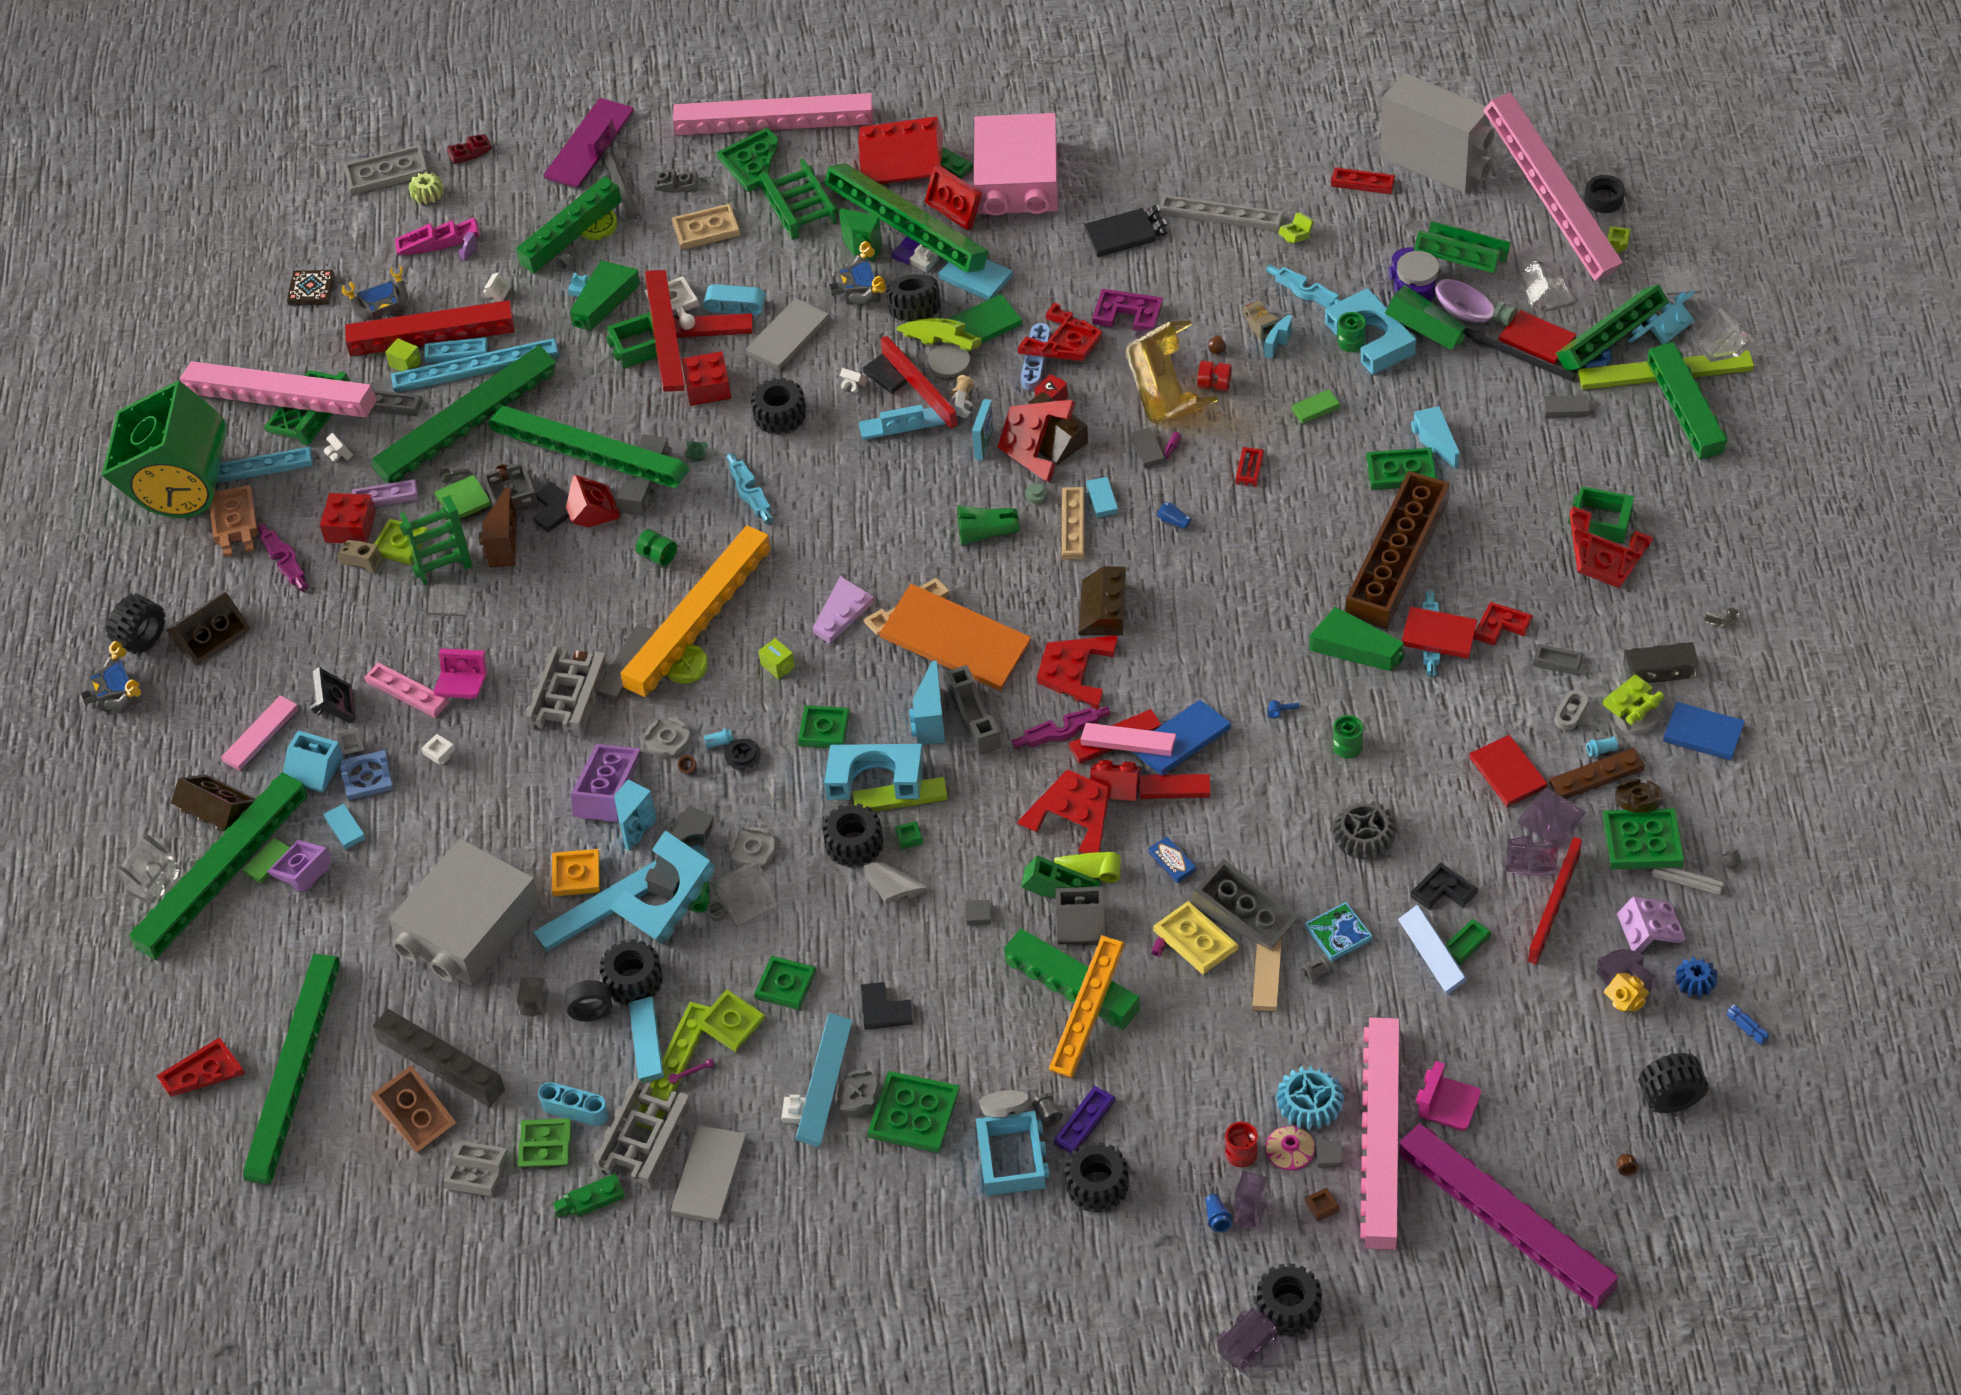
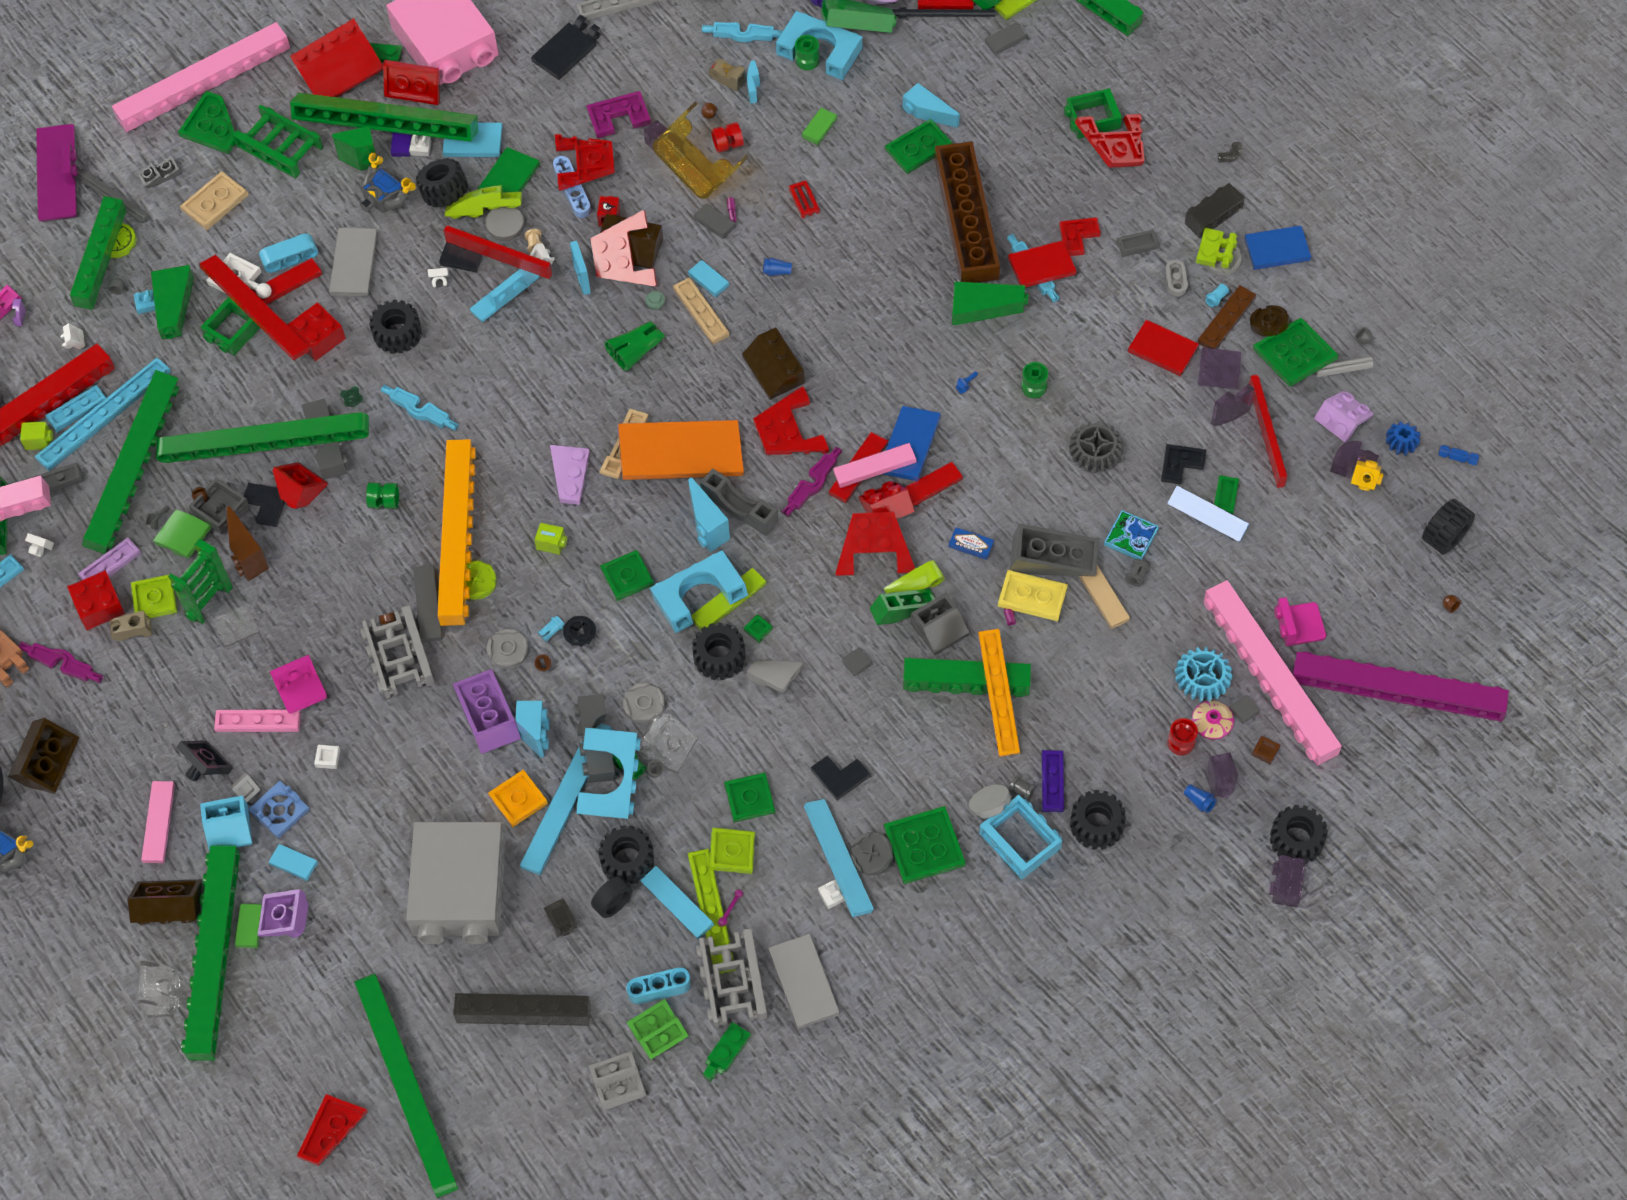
camera: 35 degrees left, 10 degrees up
(412, 1109) = (532, 1062): nougat slope -> none

